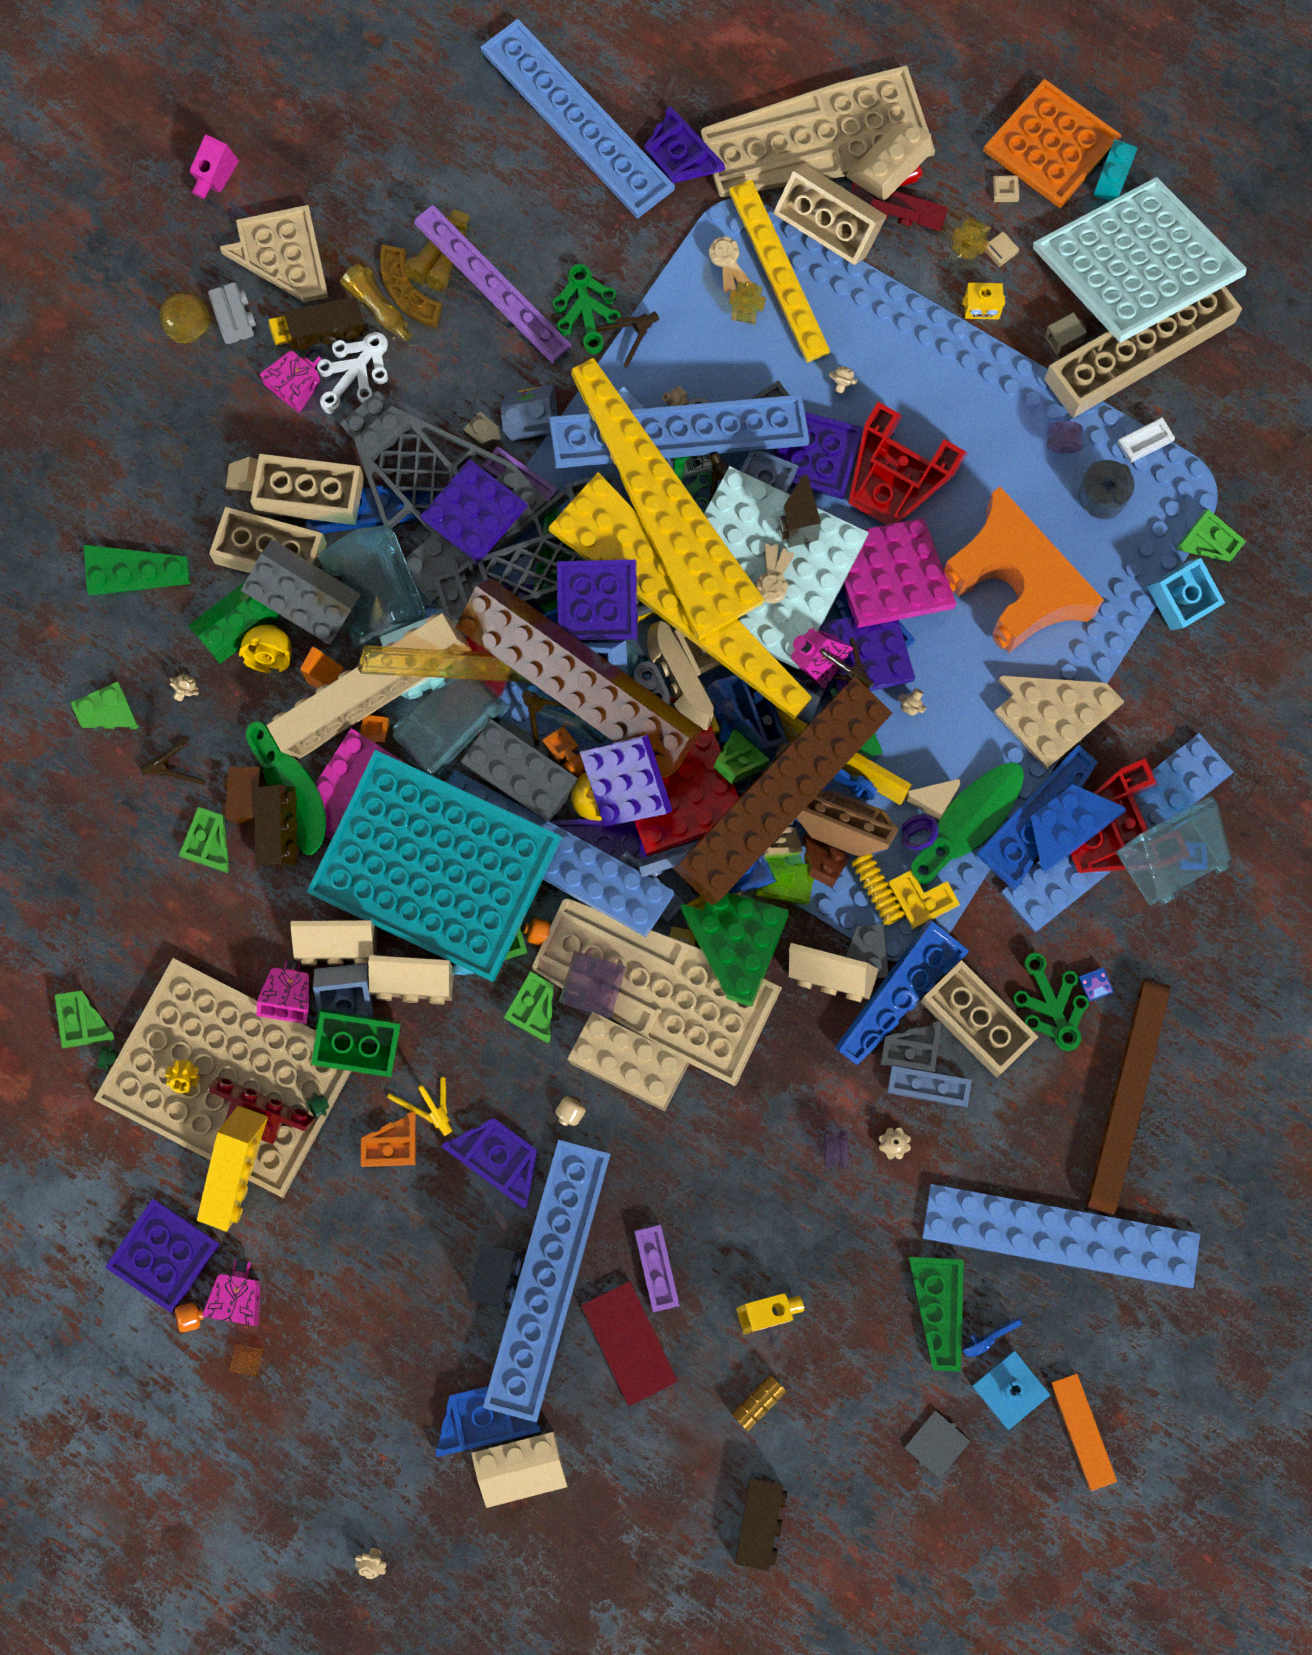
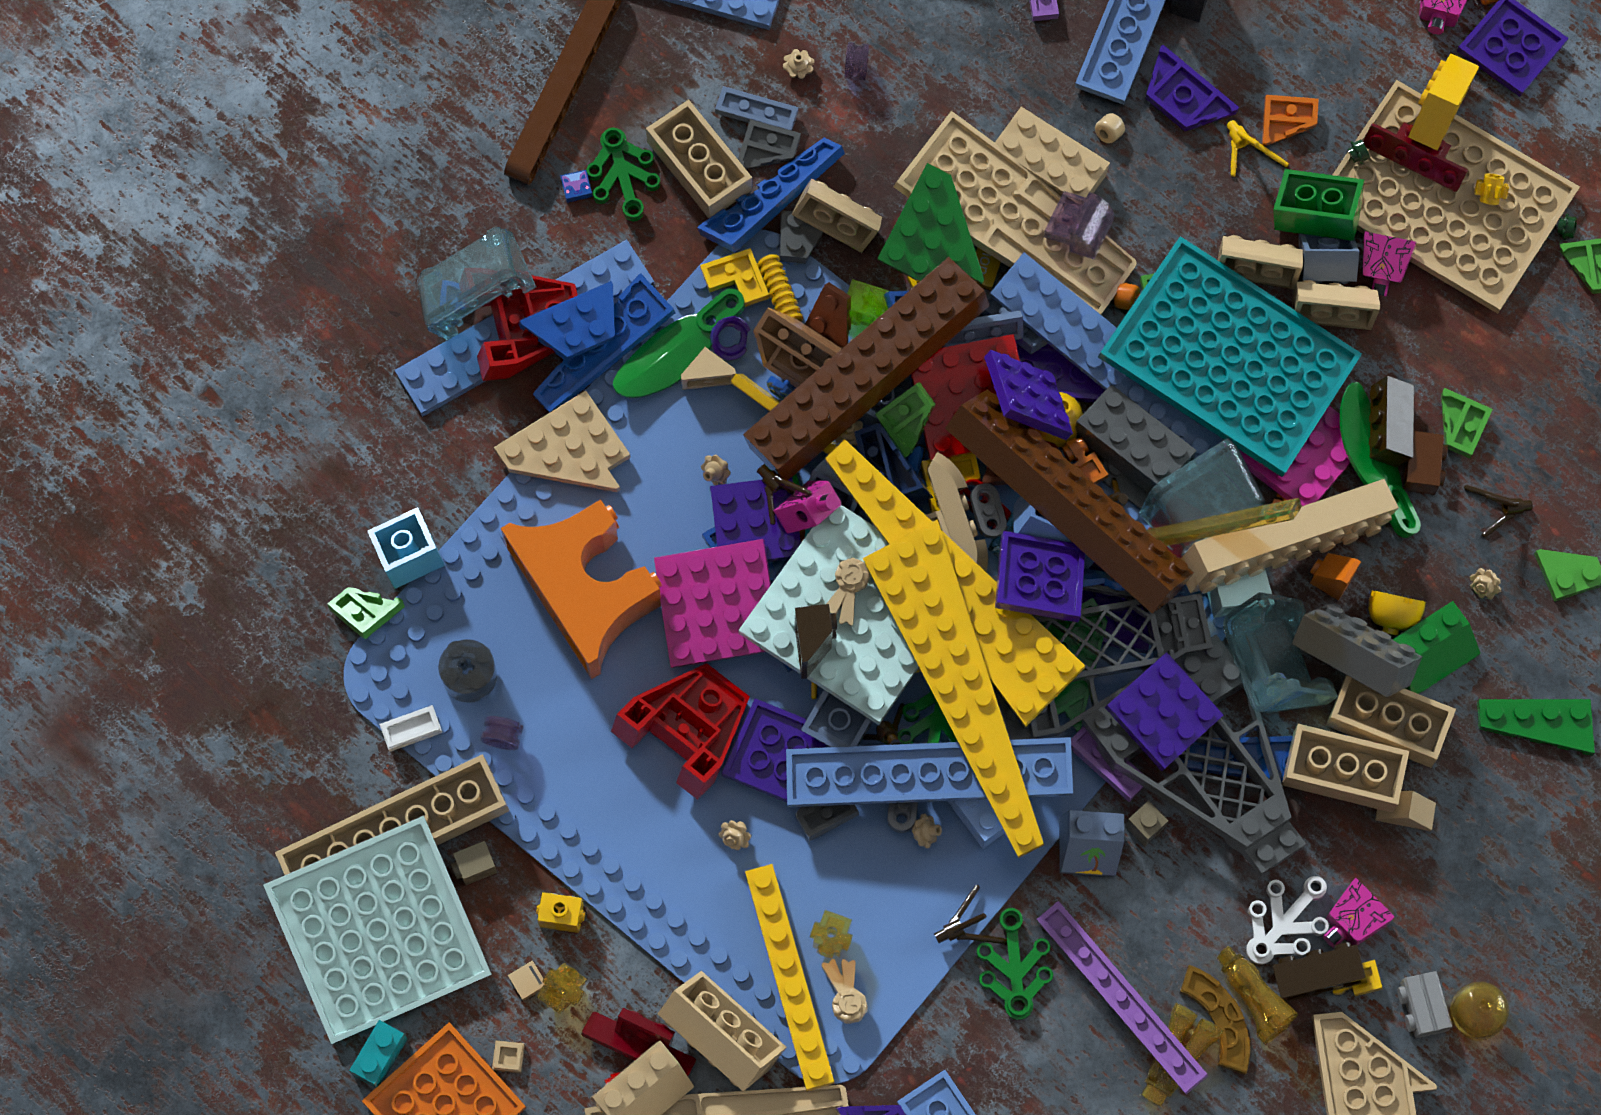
camera: 175 degrees left, 5 degrees down
(533, 1007) = (1139, 225): bright green wing -> none

